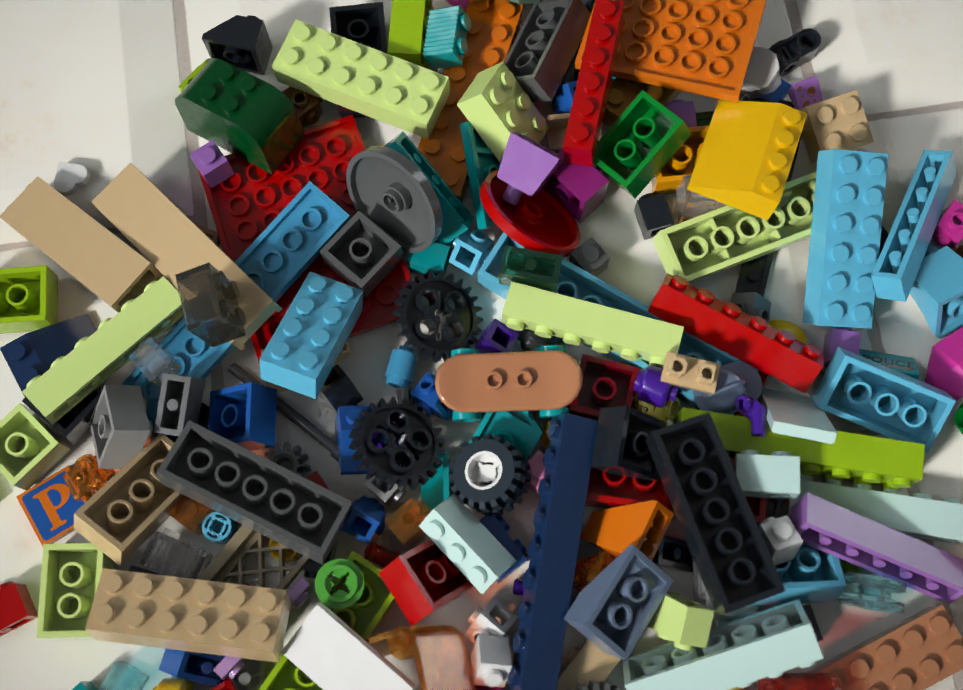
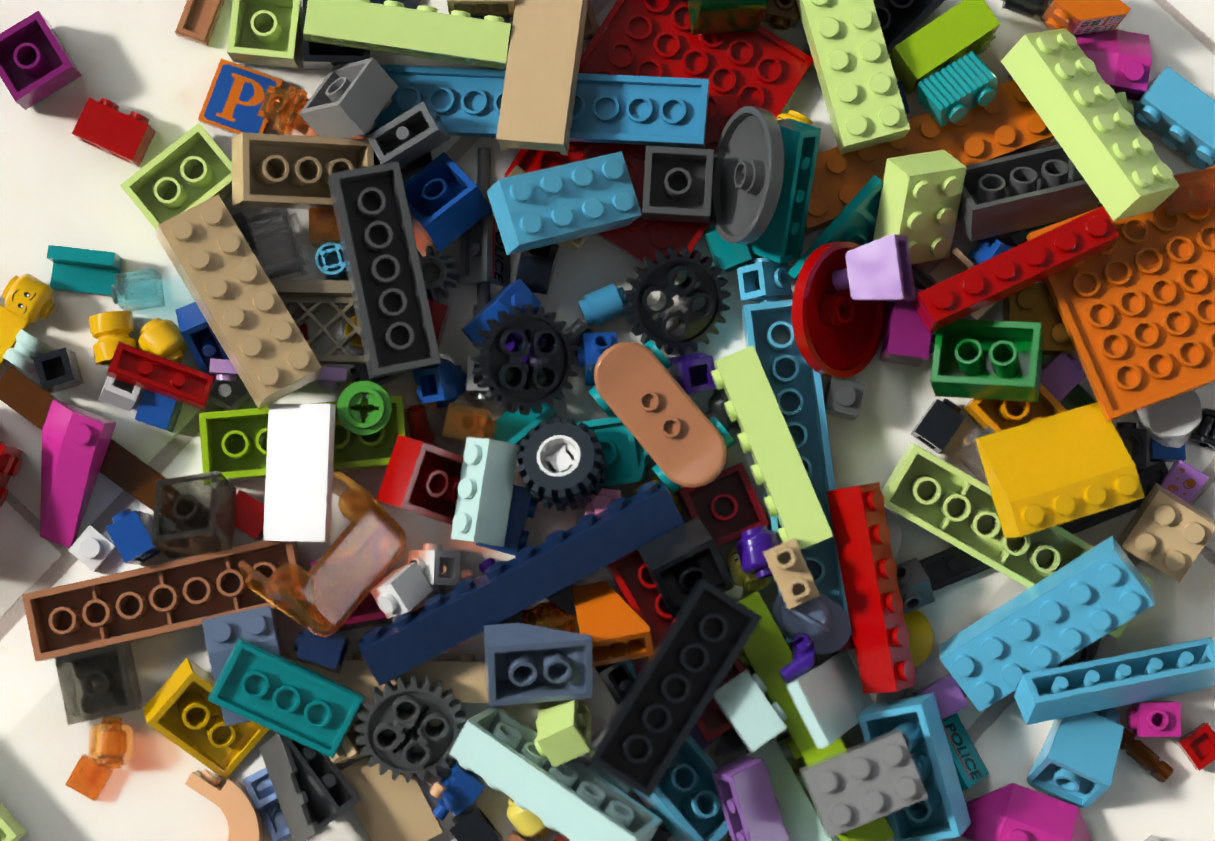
camera: 50 degrees right, 10 degrees up
(154, 360) = (431, 81): clear brick -> none
(211, 305) = (512, 96): clear smoke brick -> none
(301, 419) = (484, 255): none -> dark grey panel
(530, 268) = (779, 353): clear green brick -> none
(780, 538) = (697, 763): white brick -> none
(875, 435) = (863, 783): none -> light grey brick

